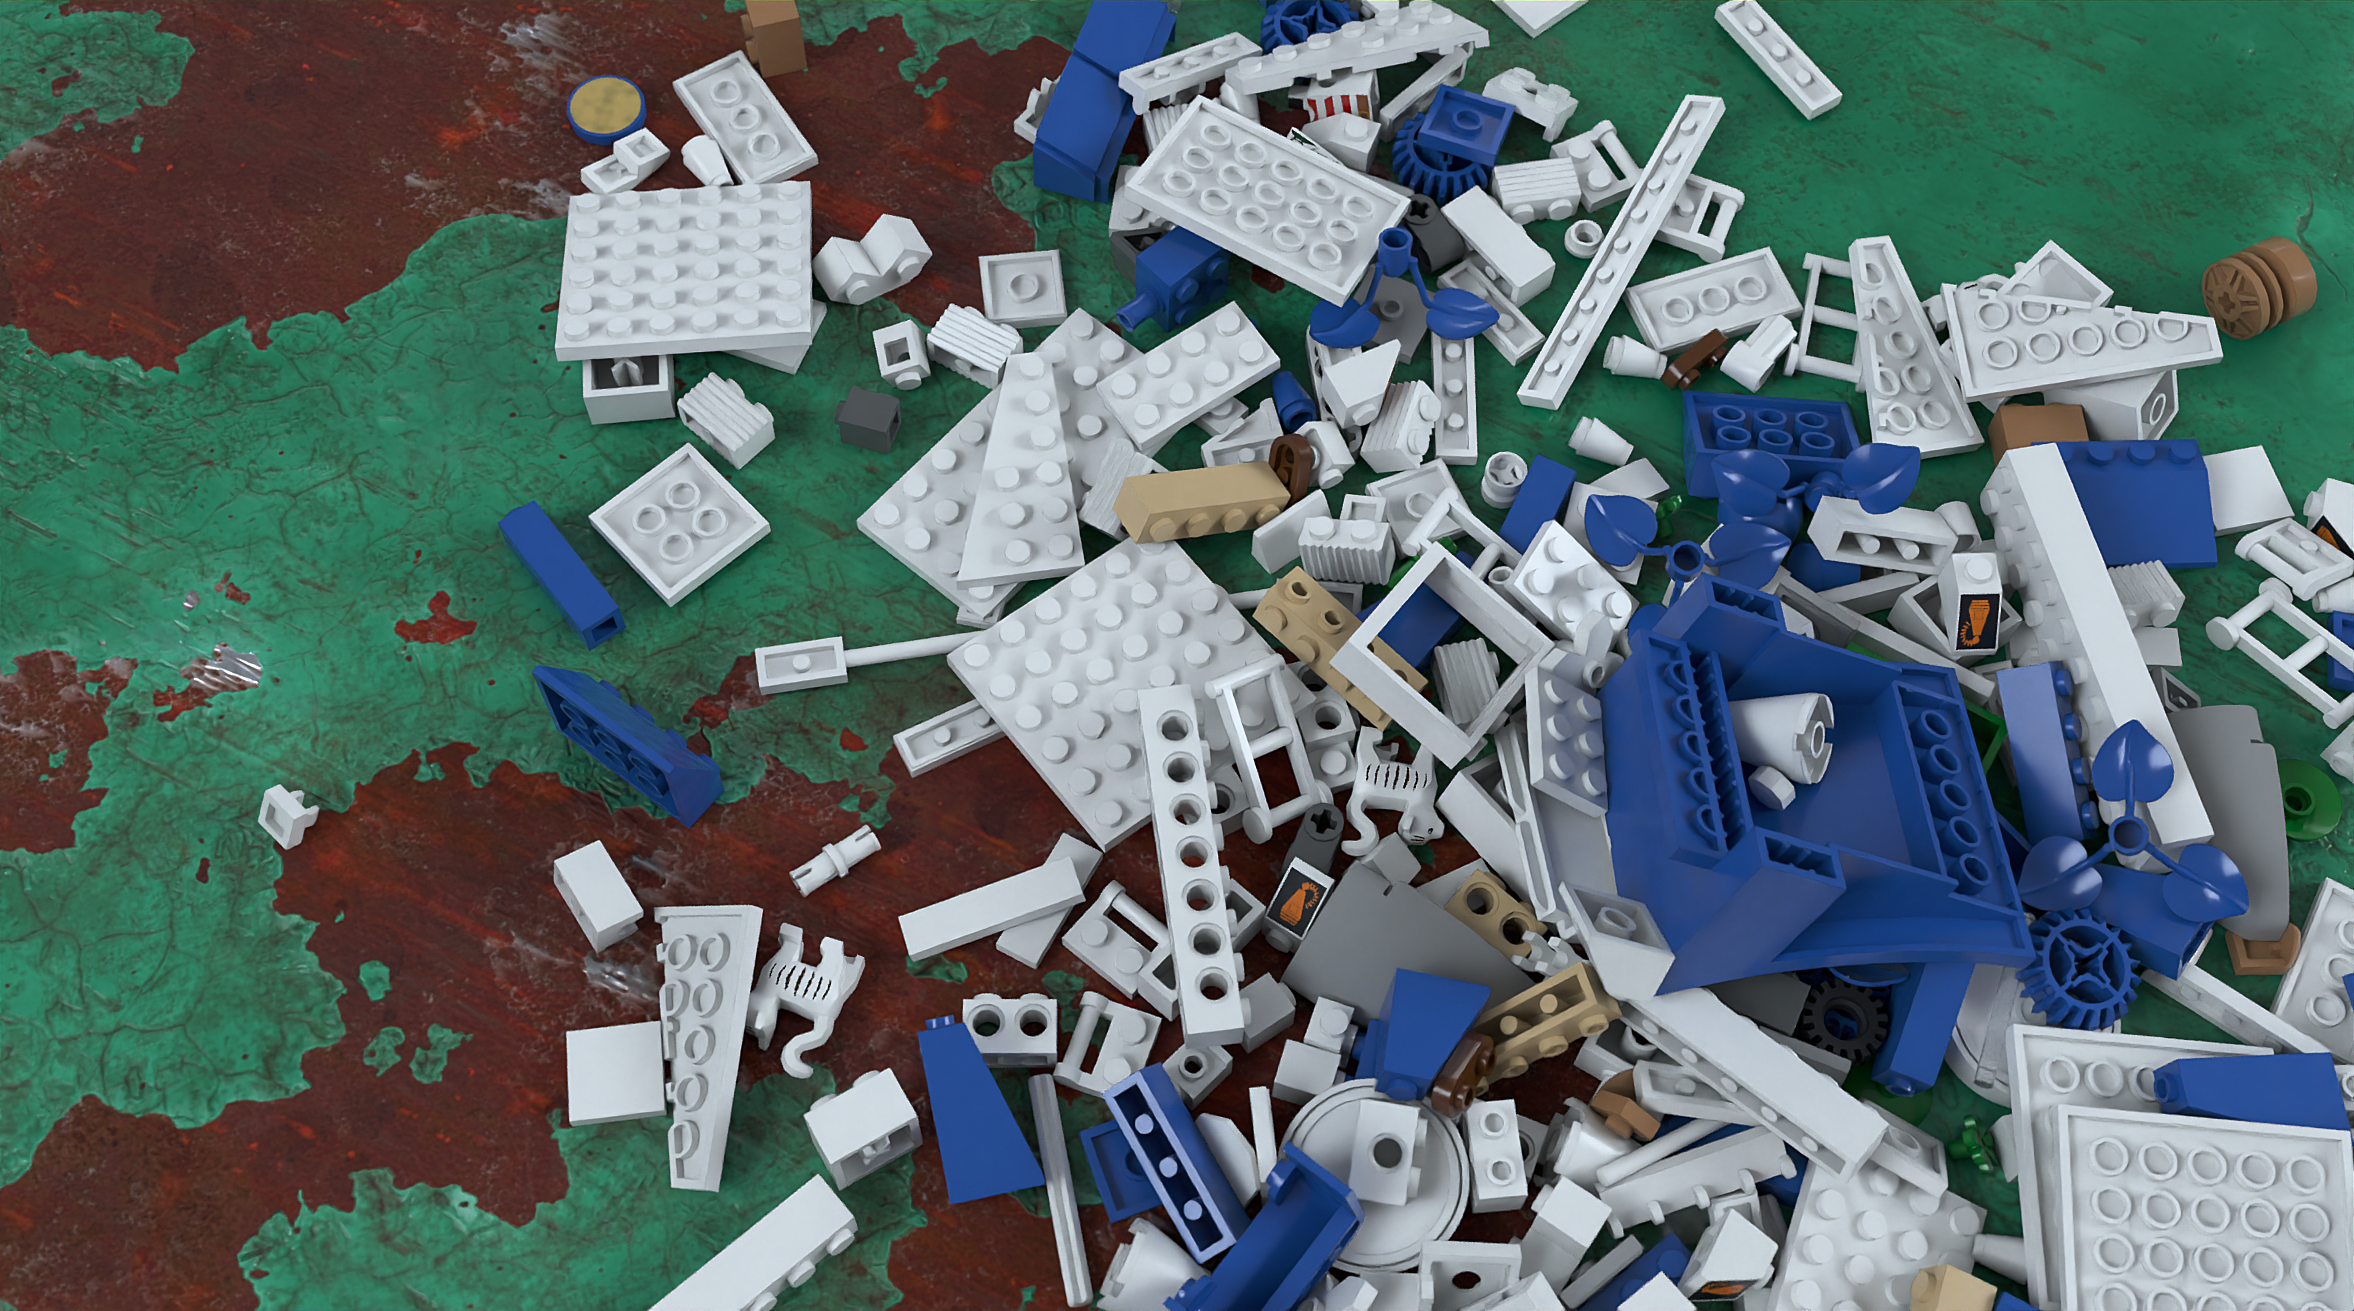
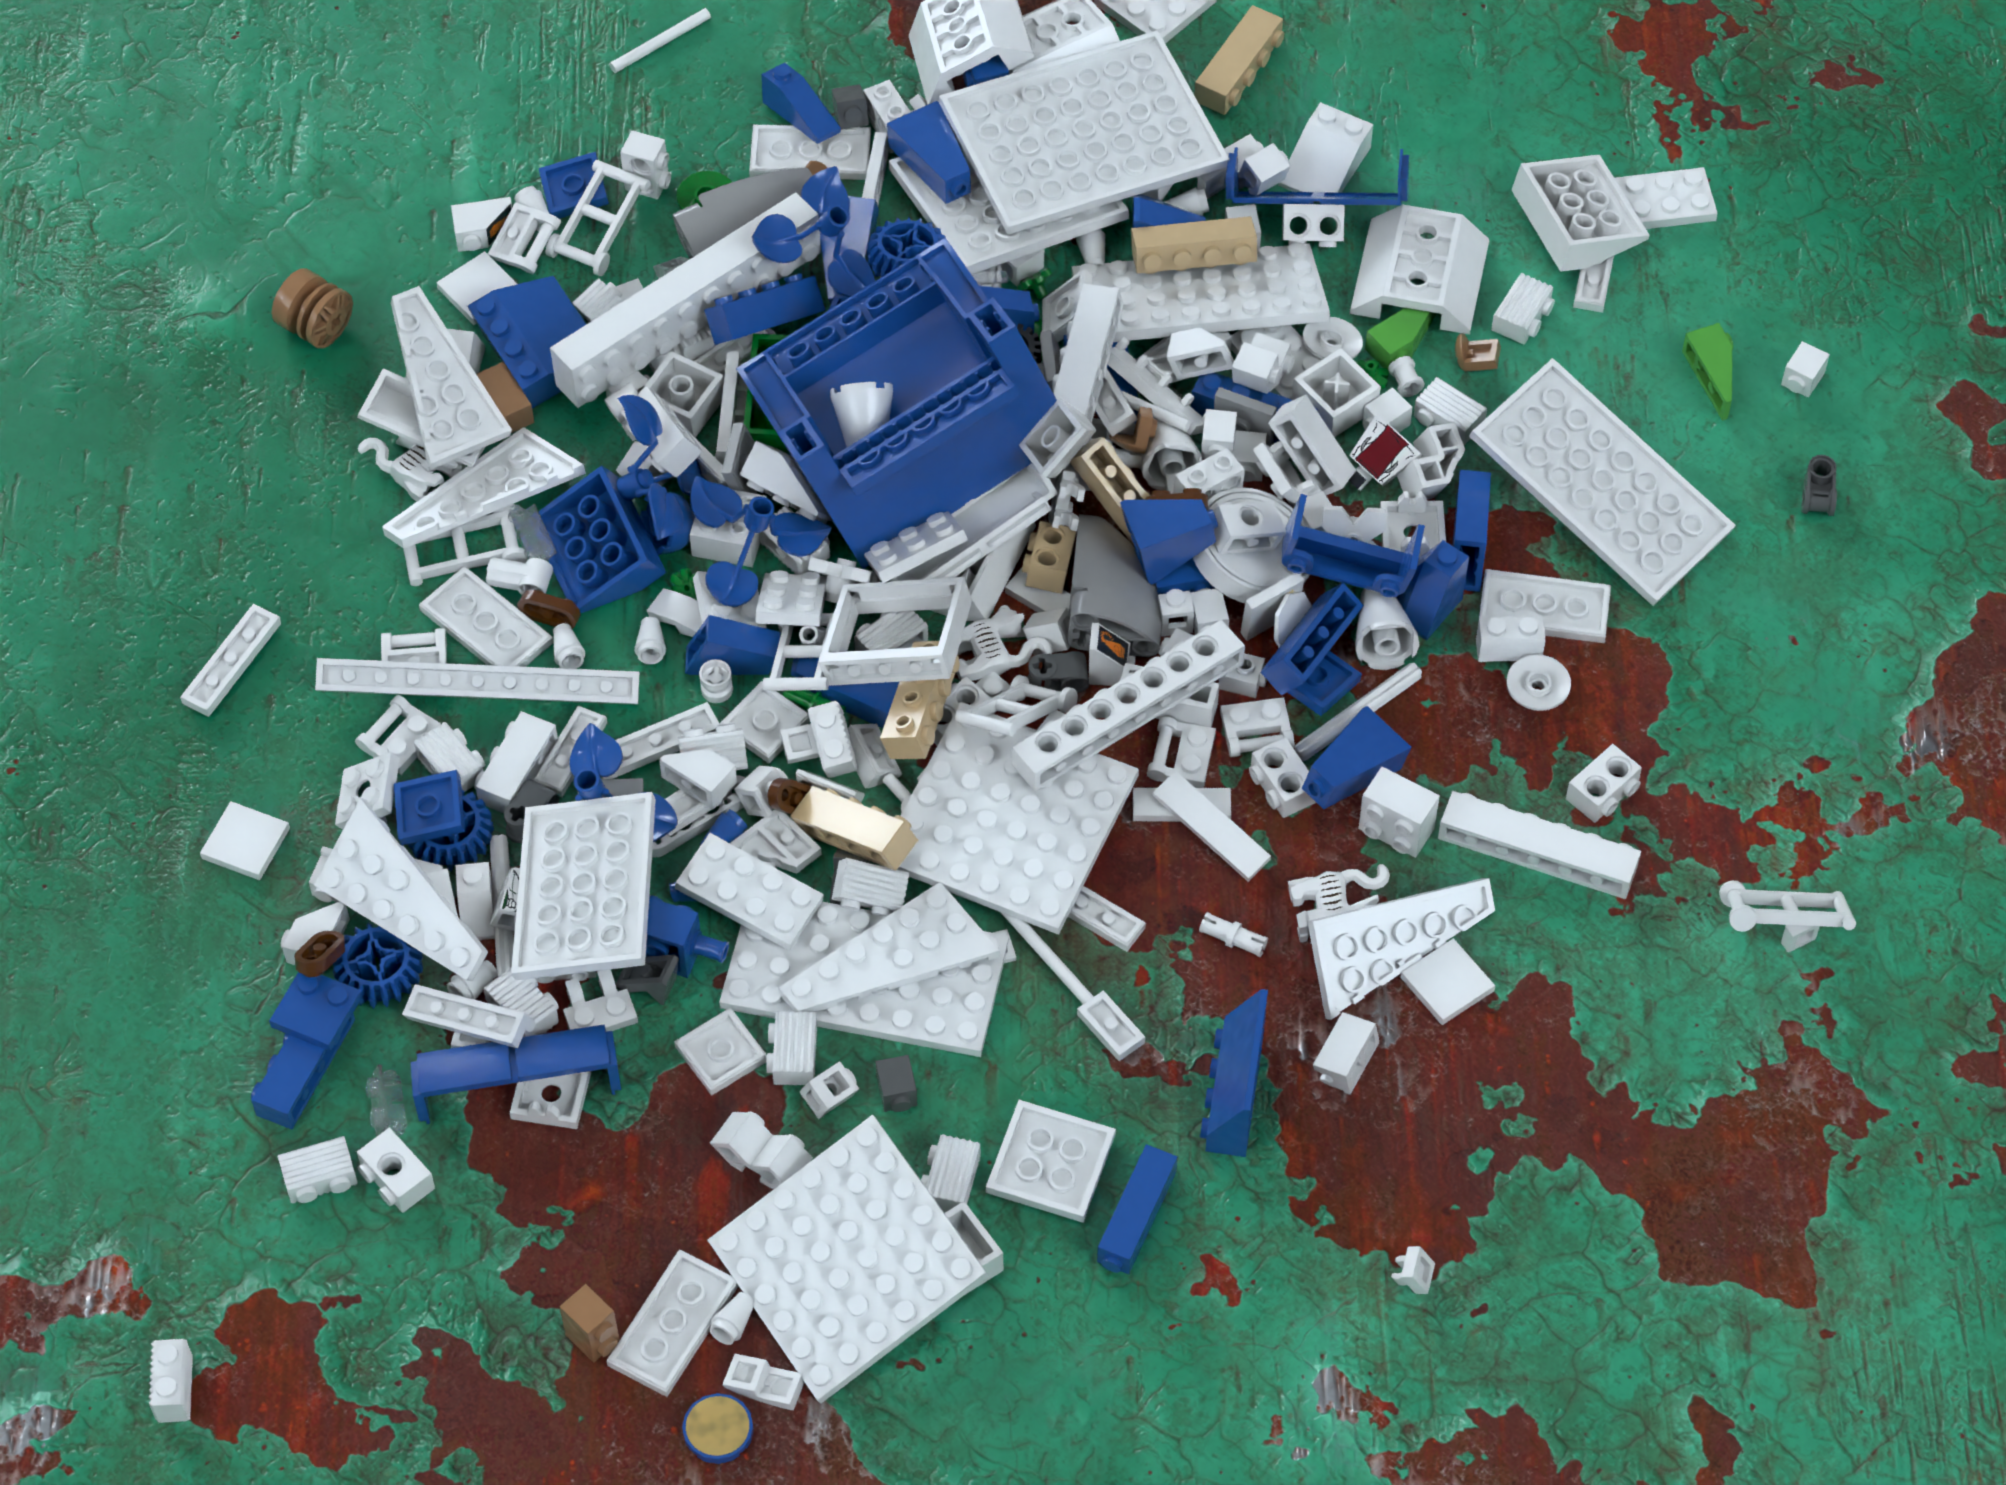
camera: 115 degrees left, 5 degrees down
(1586, 231) = (471, 710): white plate -> none
(1771, 787) = (901, 404): white tile -> none
(1794, 382) = (531, 532): none -> clear hinge
(1971, 603) = (682, 372): white slope -> none

